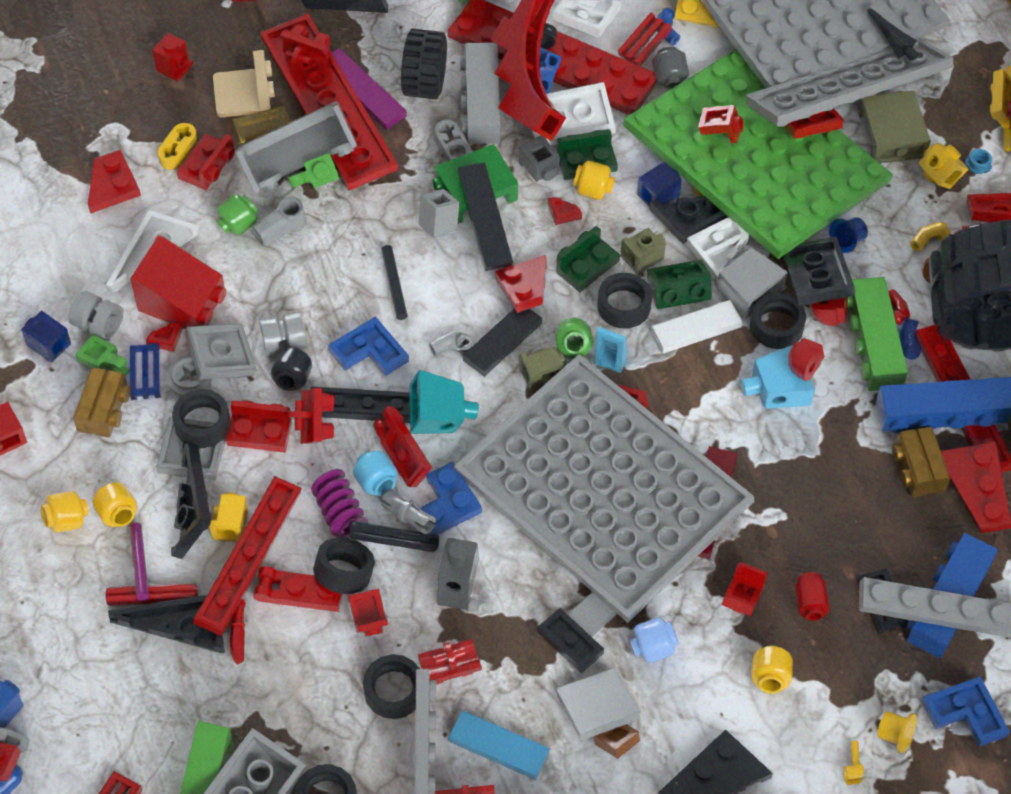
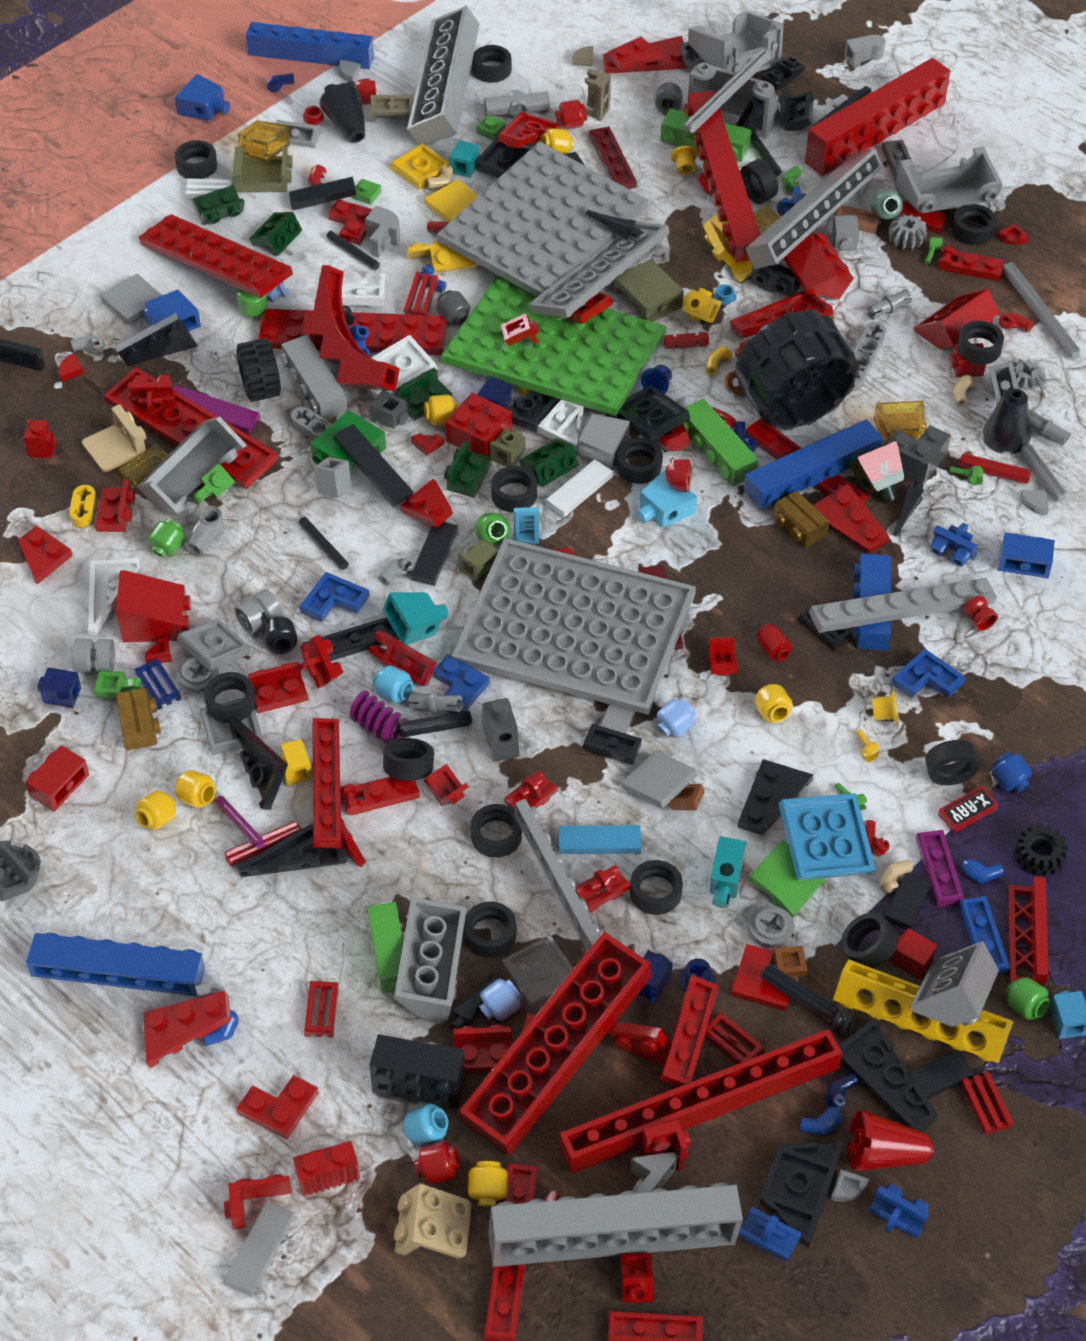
camera: 25 degrees left, 5 degrees down
(623, 211) = (477, 423): none -> red brick
(907, 199) = (686, 340): none -> red axle

